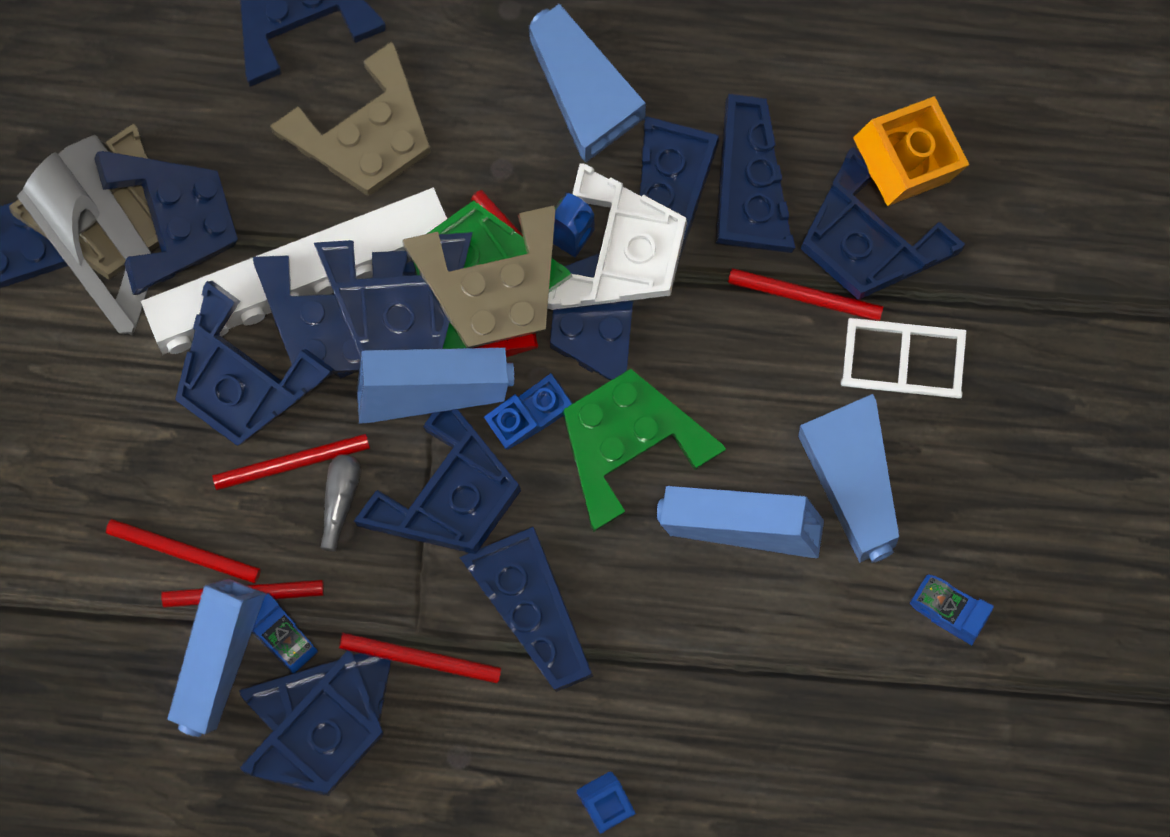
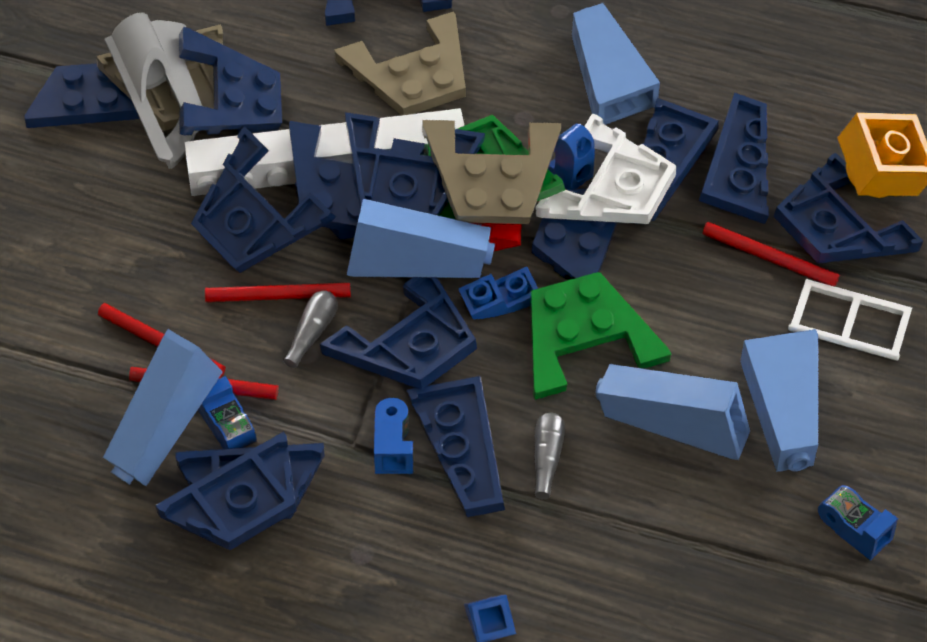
camera: 10 degrees right, 20 degrees down
(419, 658) = (348, 459): red bar -> none
(453, 604) = (391, 427): none -> blue leg
(620, 586) = (548, 446): none -> flat silver piece

